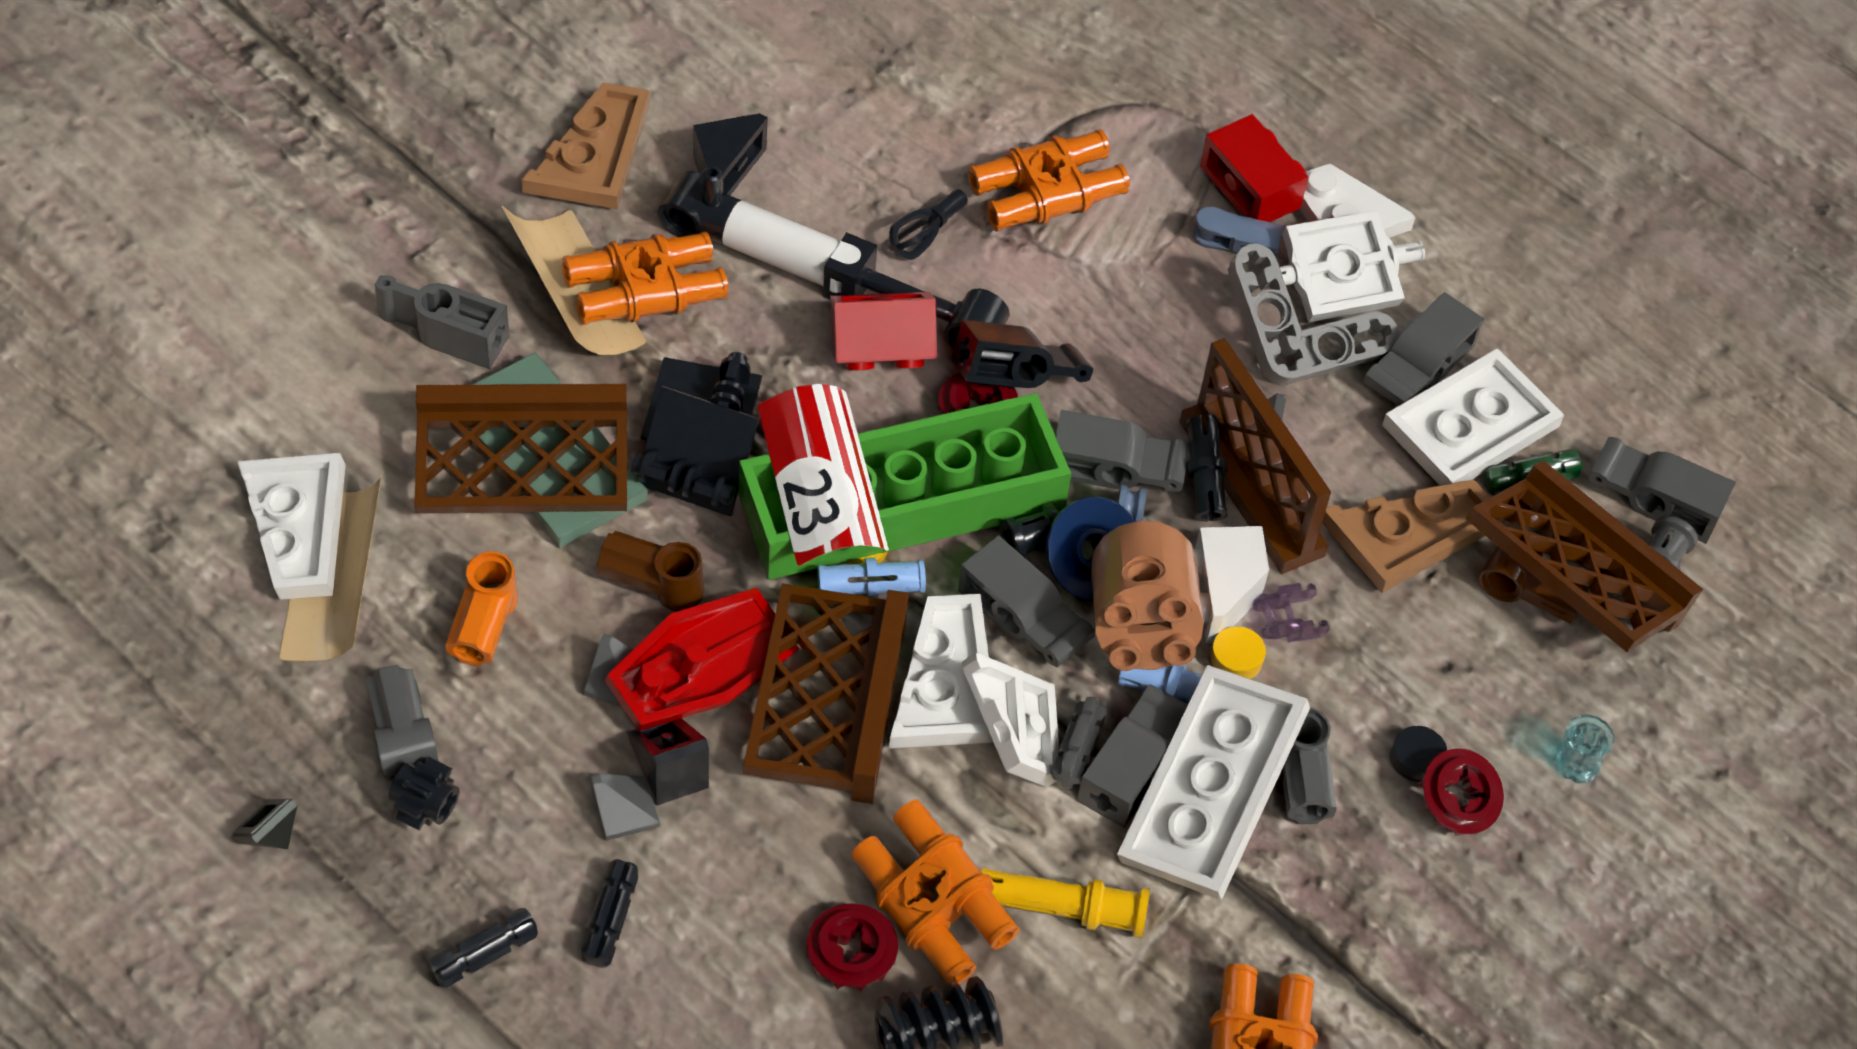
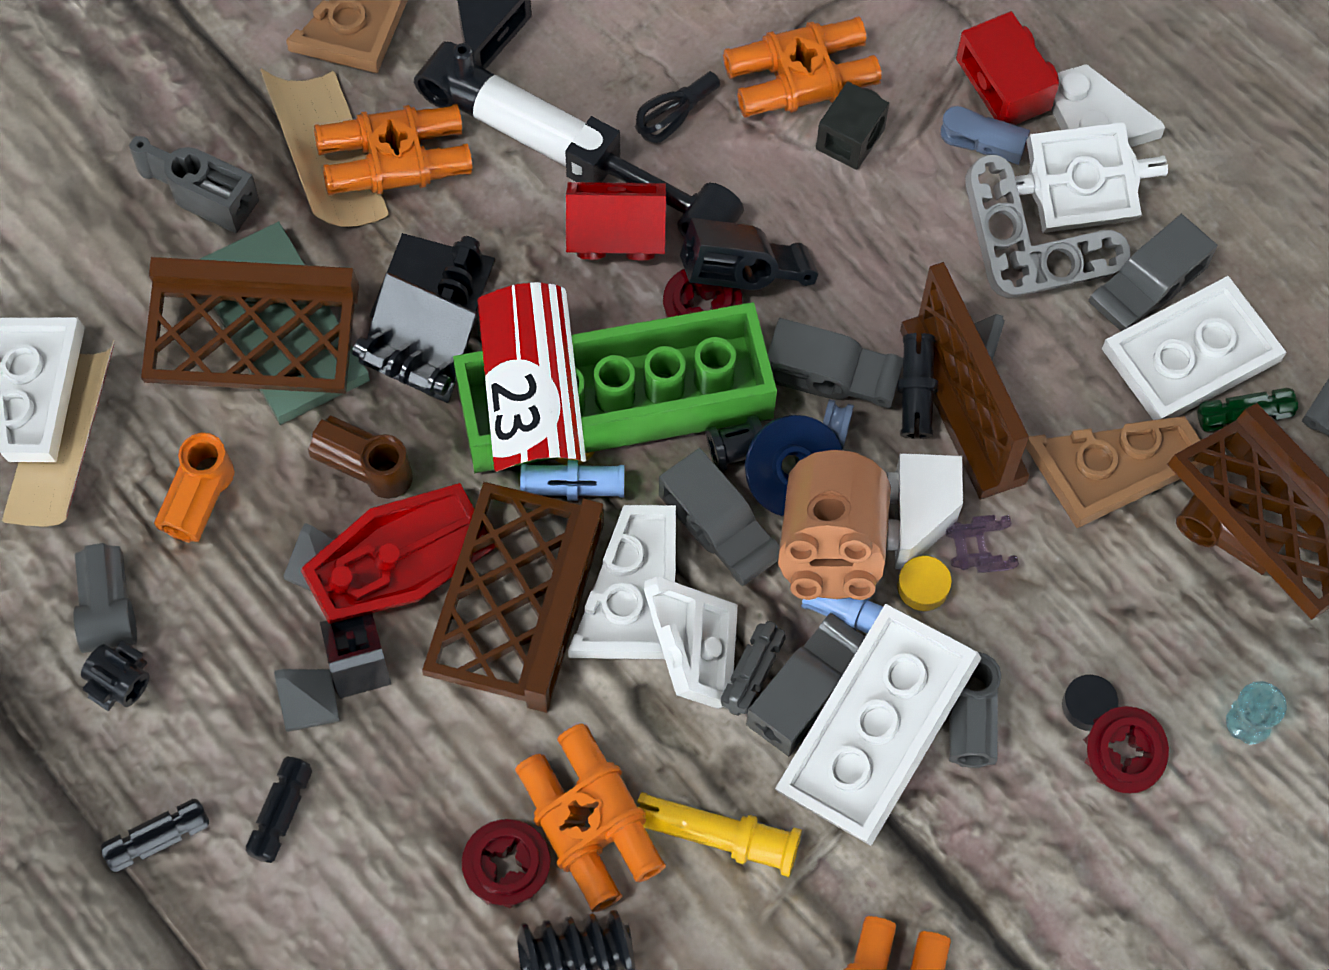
camera: 10 degrees right, 10 degrees up
(1106, 231) = (852, 125): none -> pearl dark grey brick

